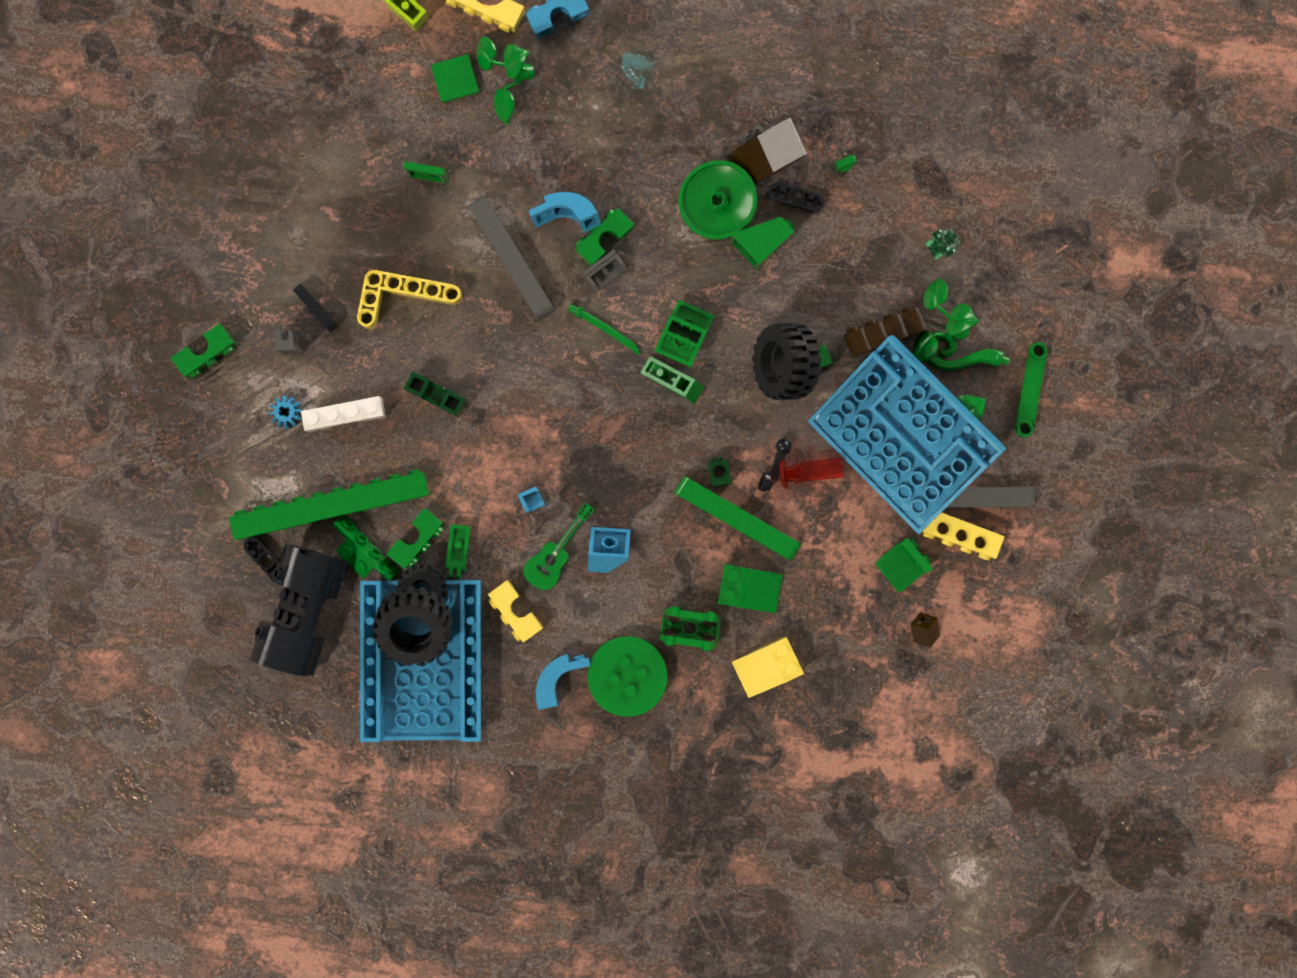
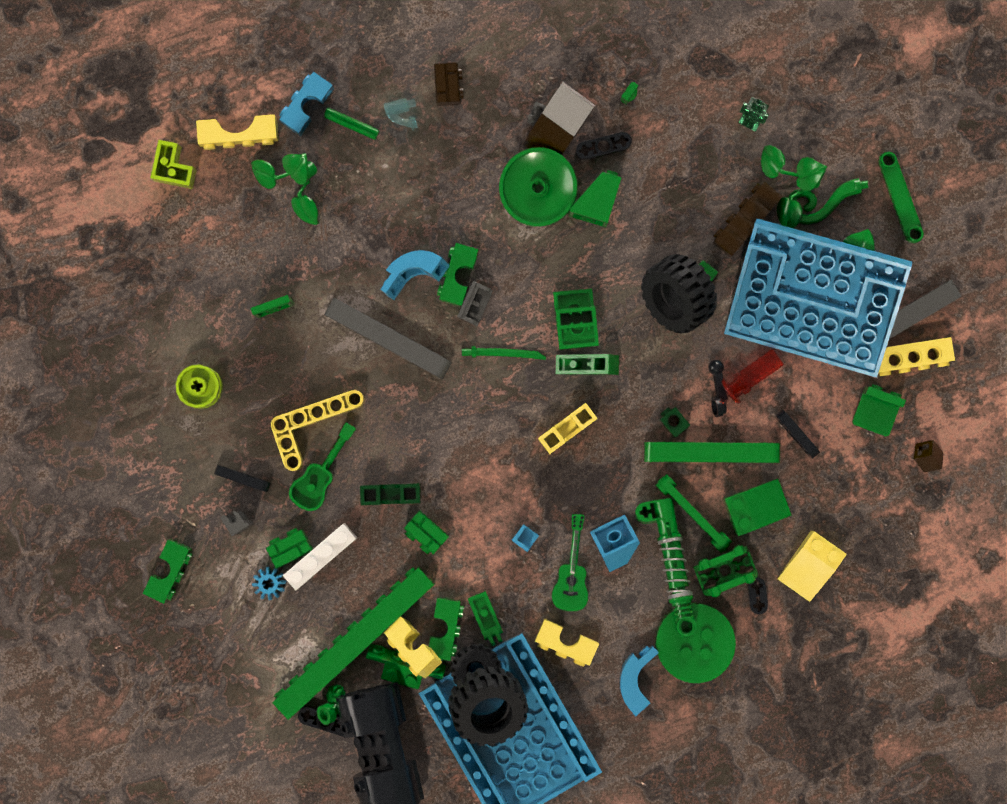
camera: 25 degrees left, 0 degrees up
(271, 552) = (327, 712): none -> green arm
(320, 391) = (289, 548): none -> green brick
(323, 194) = (187, 386): none -> lime wheel
(369, 351) = (311, 489): none -> green piece
(374, 524) = (401, 636): none -> light yellow arch
(447, 446) = (426, 533): none -> green brick
(455, 78) = (249, 210): green tile -> none
(587, 53) = (351, 123): none -> green axle
(622, 425) = (567, 428): none -> light yellow arch
(649, 592) = (673, 559): none -> green piece
(681, 526) = (719, 540): none -> green piece
(690, 66) = (447, 84): none -> dark brown brick
(710, 668) = (762, 596): none -> black beam
(821, 545) = (797, 434): none -> black beam

